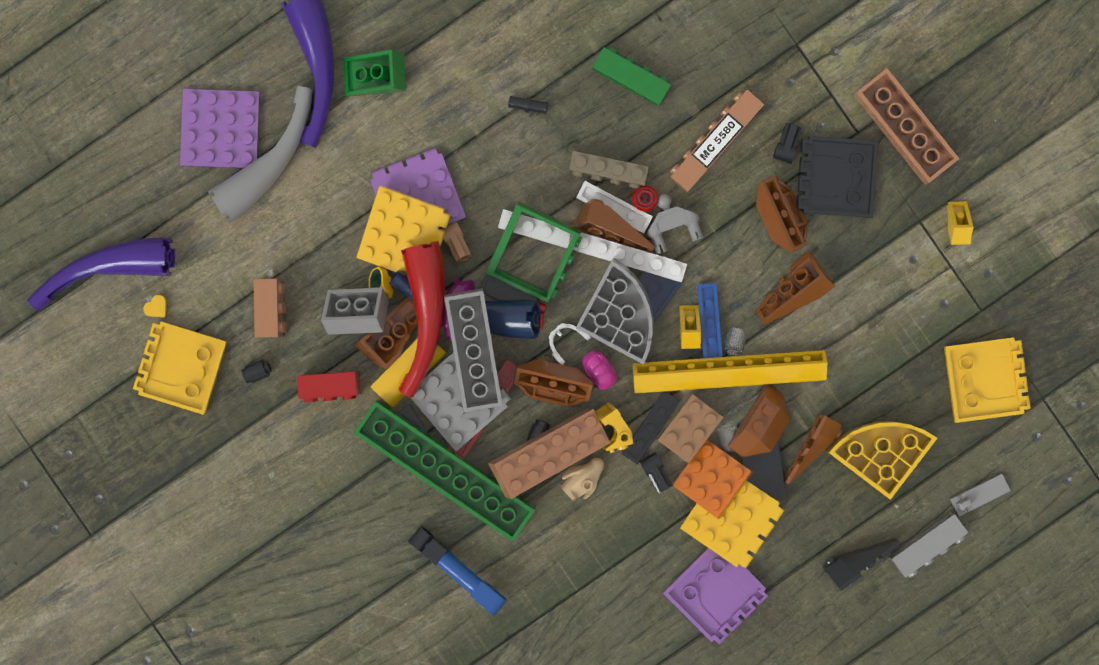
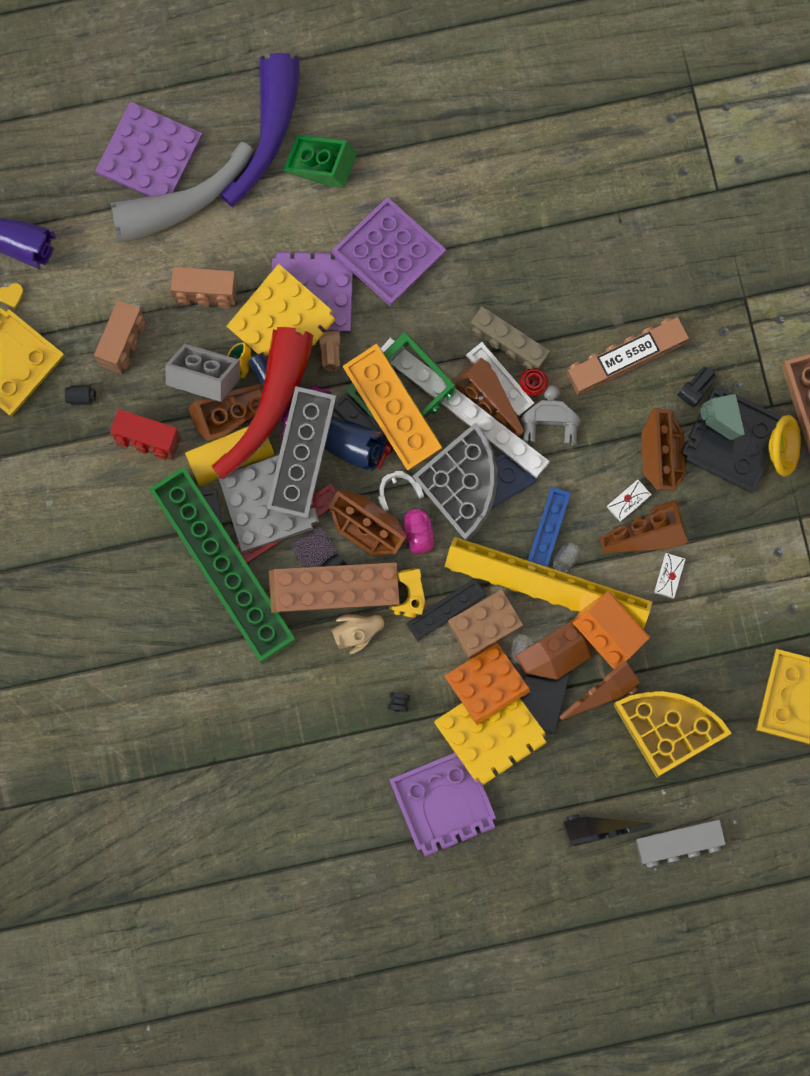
camera: 30 degrees right, 10 degrees down
(322, 233) = (204, 287): none -> nougat brick
(440, 555) = (192, 669): blue piece -> none
(469, 132) = (388, 251): none -> medium lavender plate
(515, 421) = (313, 548): none -> clear purple piece
(528, 105) = (457, 249): black pin -> none
(533, 274) = (392, 407): none -> light orange plate
(630, 76) = (569, 262): green brick -> none
(644, 524) = (398, 702): none -> black wheel
(654, 469) = (432, 651): black piece -> none
(690, 327) = (526, 525): yellow slope -> none
(768, 268) = (629, 500): none -> white tile
(799, 391) = (610, 629): none -> orange slope
(823, 162) = (723, 416): none -> sand green slope
(829, 319) = (669, 576): none -> white tile
(885, 167) = (785, 445): none -> yellow piece
(979, 494) = (753, 814): light grey hinge -> none

